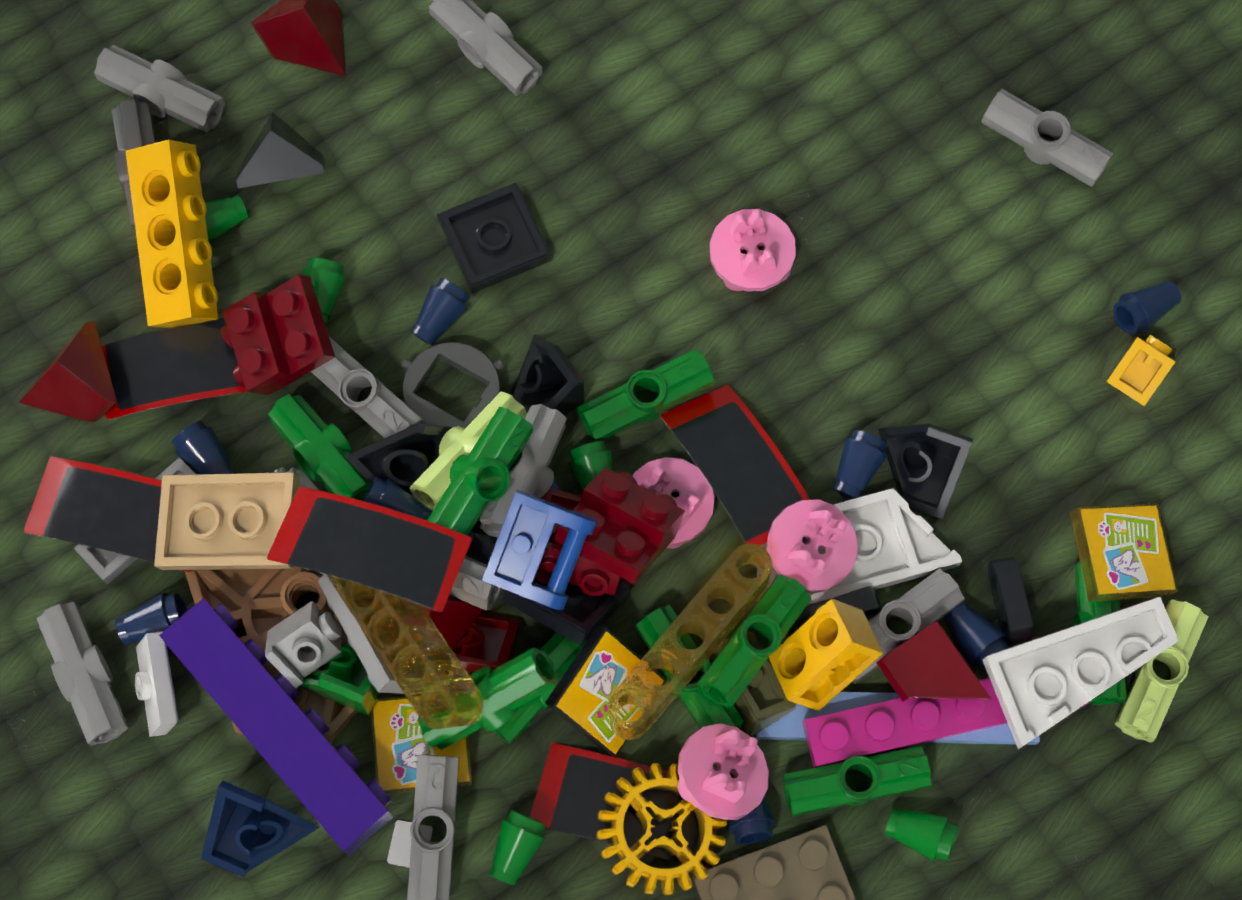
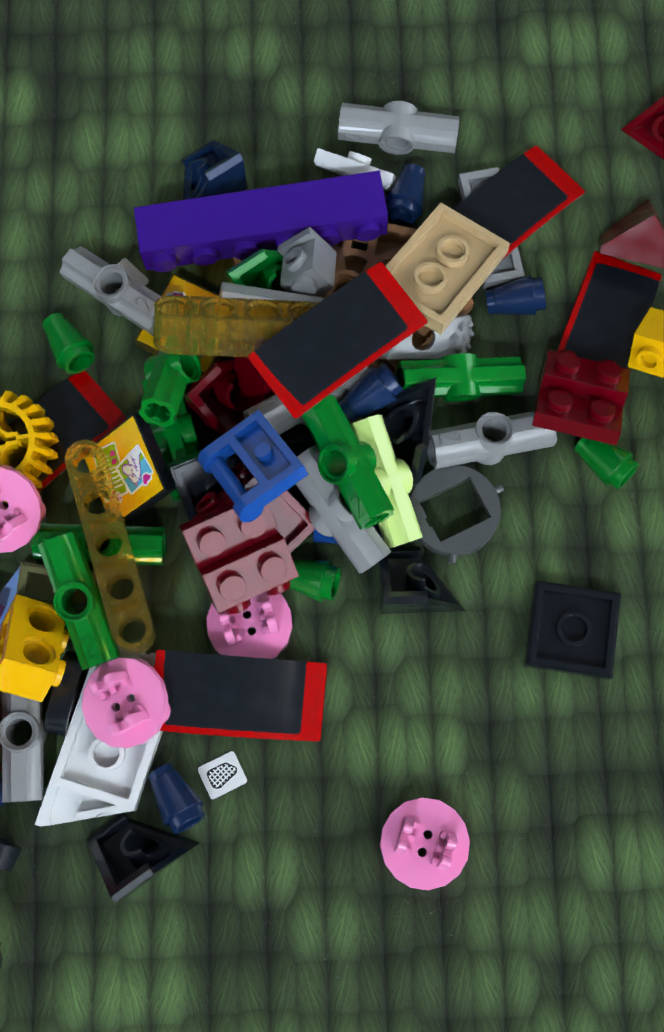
camera: 125 degrees right, 5 degrees up
(440, 310) = (530, 544): dark blue cone -> none
(670, 383) = (346, 688): green piece -> none
(811, 445) = (222, 775): none -> white sticker

